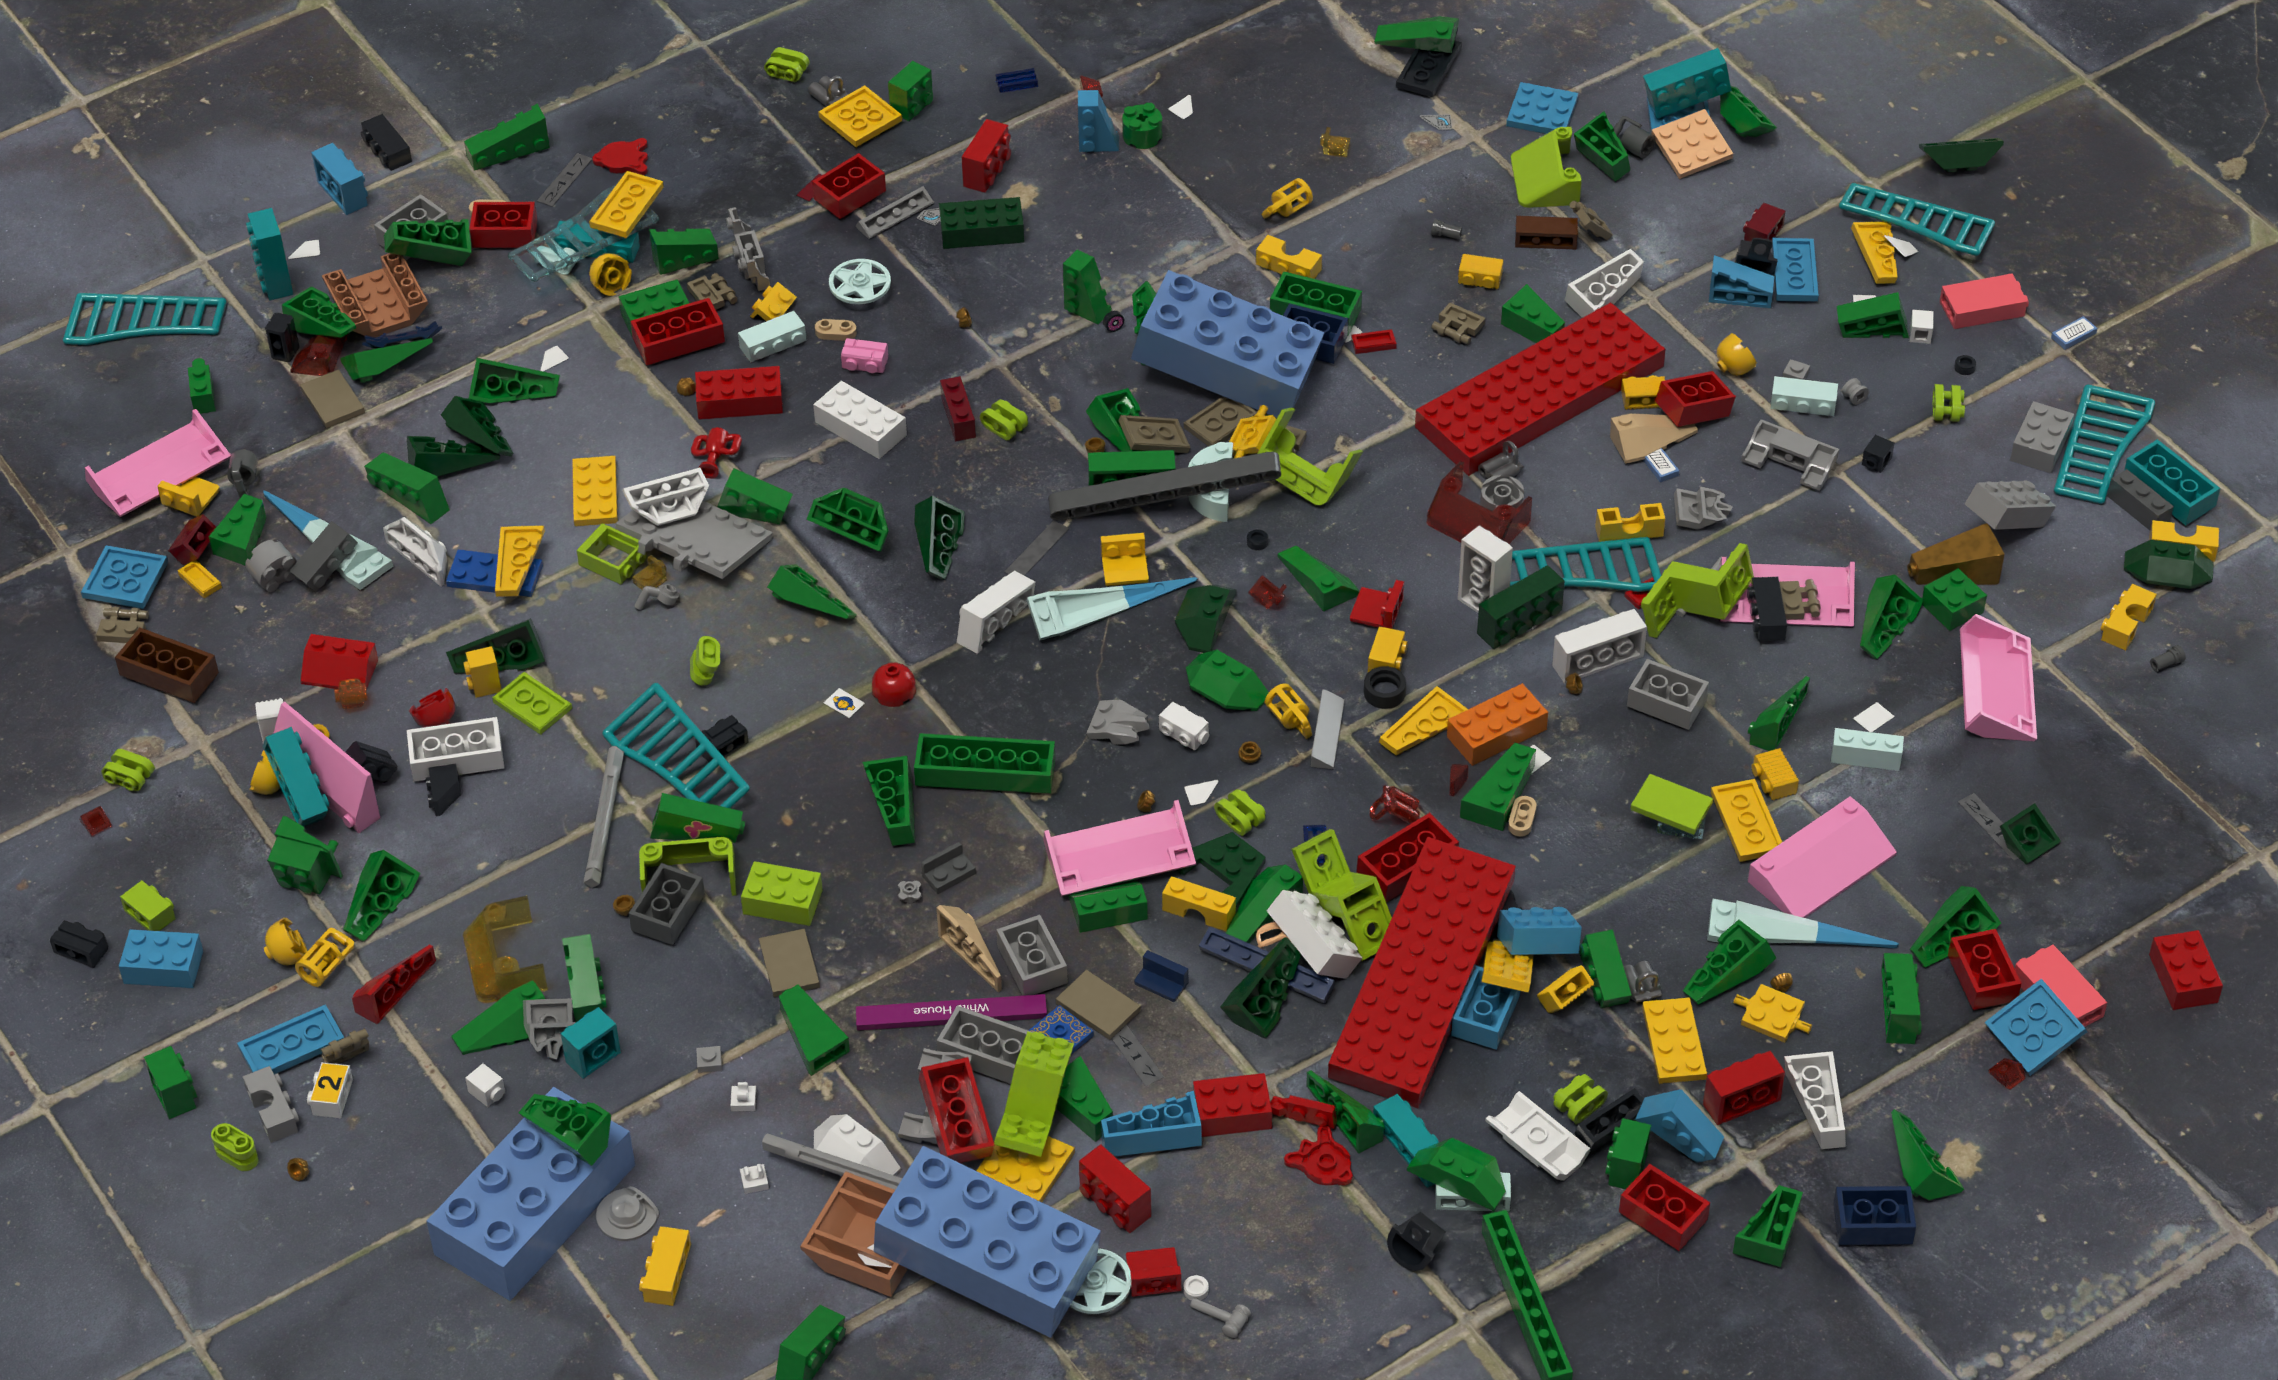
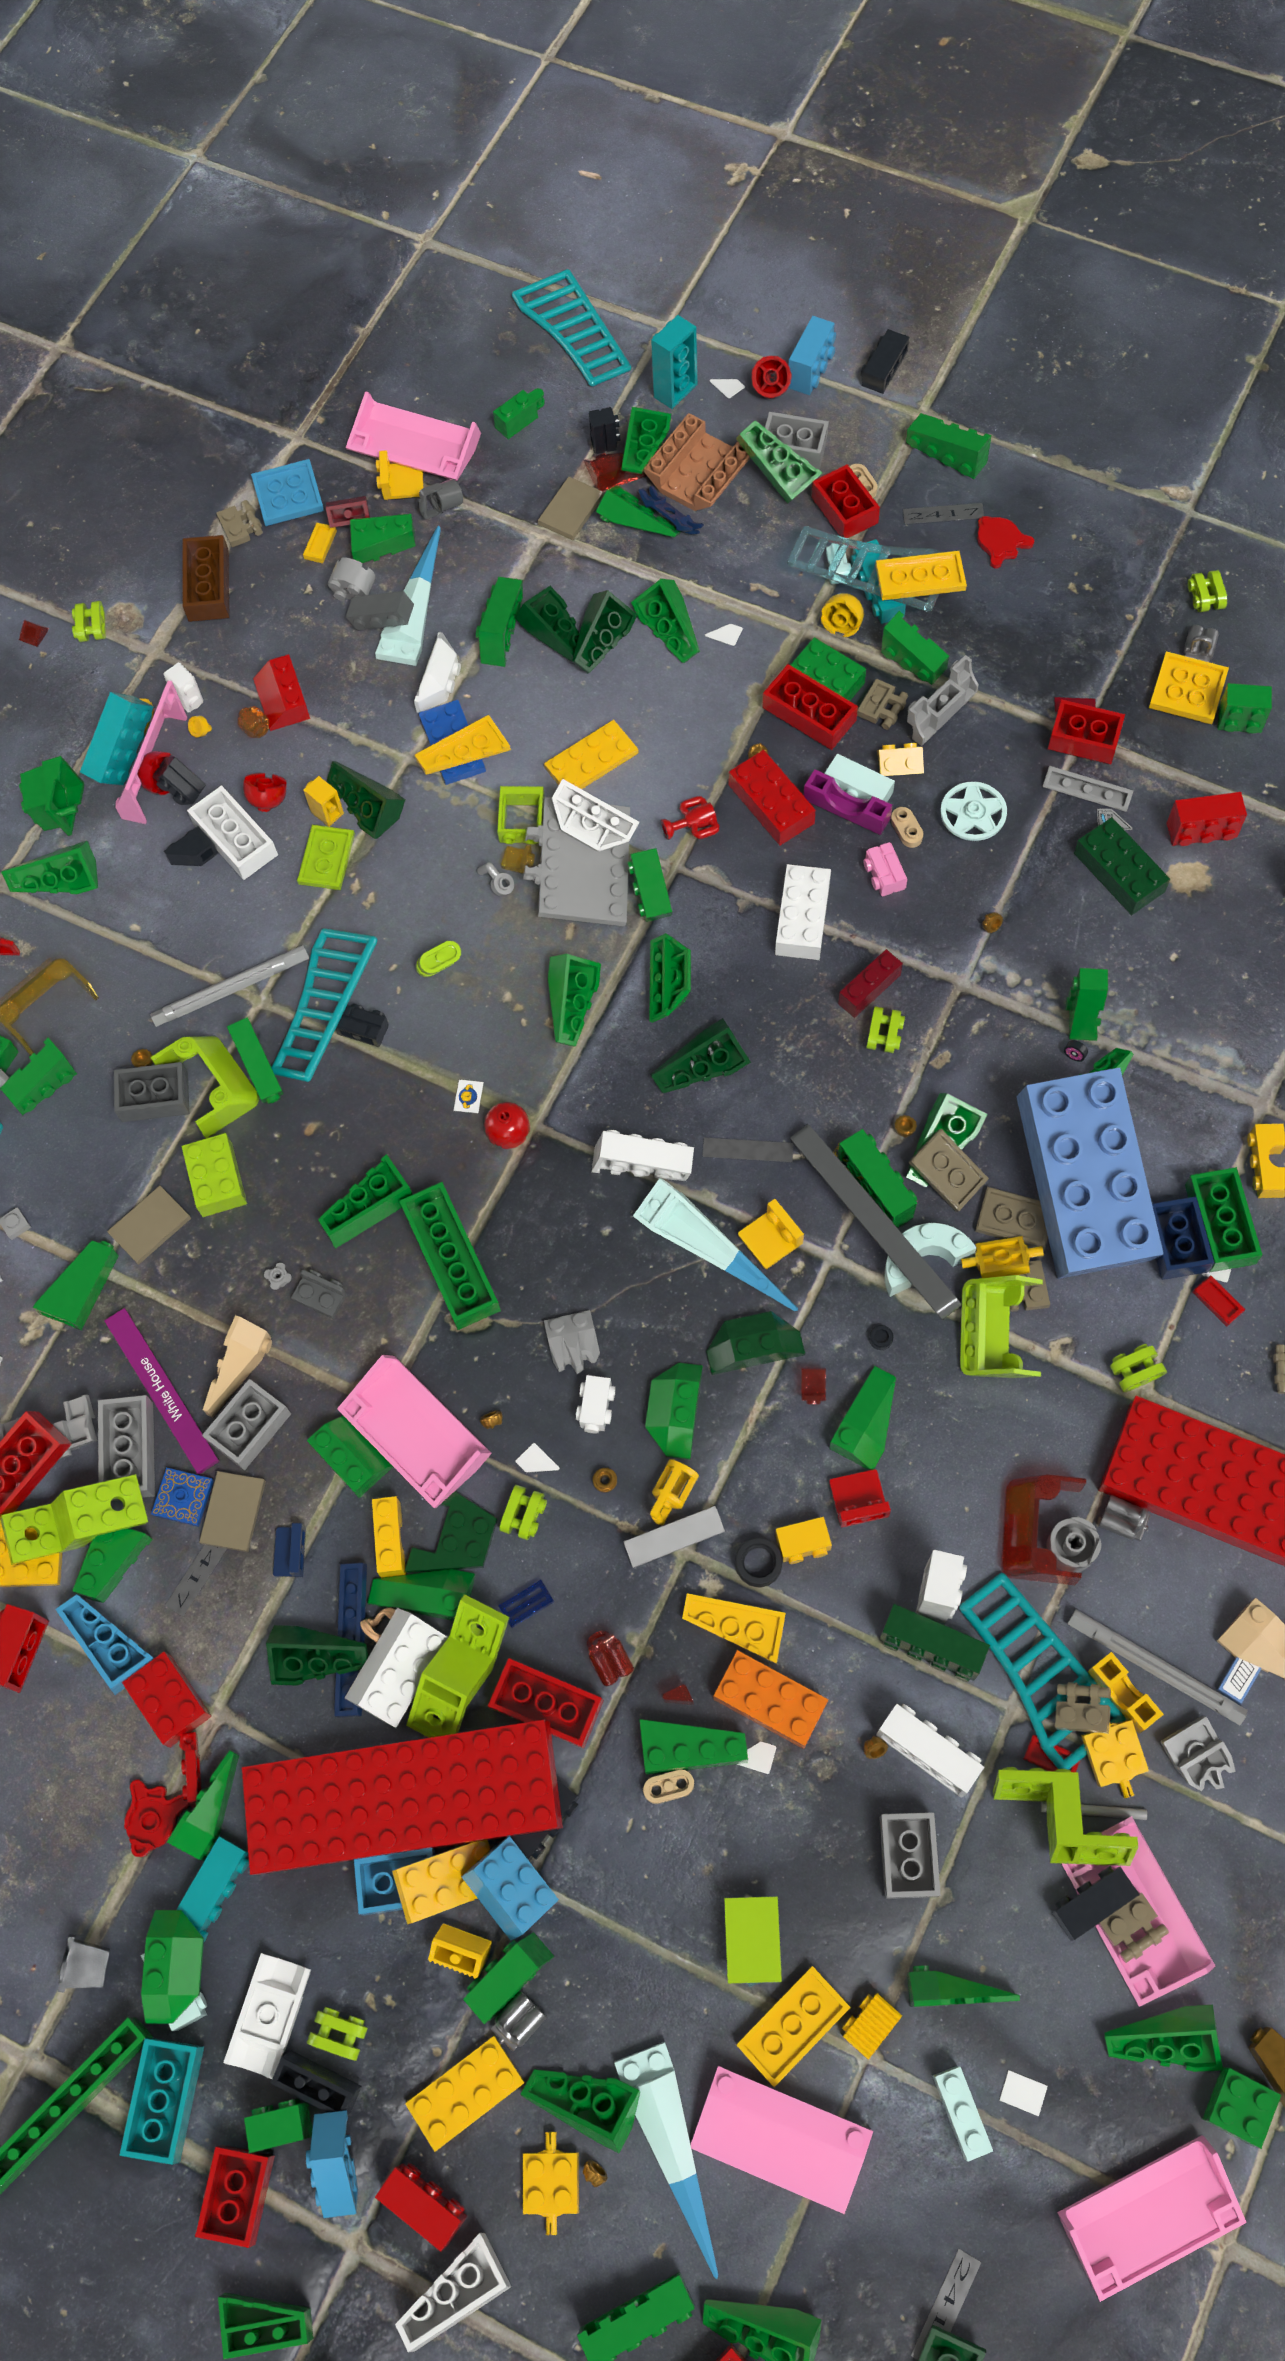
camera: 65 degrees right, 20 degrees up
(336, 211) = (762, 373): none -> red cylinder
(807, 341) = (868, 813): none -> magenta arch
(1385, 398) = (1142, 1355): none -> lime brick
(1562, 1227) = (162, 2101): none -> teal brick
(1622, 502) = (1157, 1667): none -> light grey piece
(1631, 551) = (1082, 1716): none -> dark tan plate
(1664, 547) = (1116, 1755): none -> yellow plate

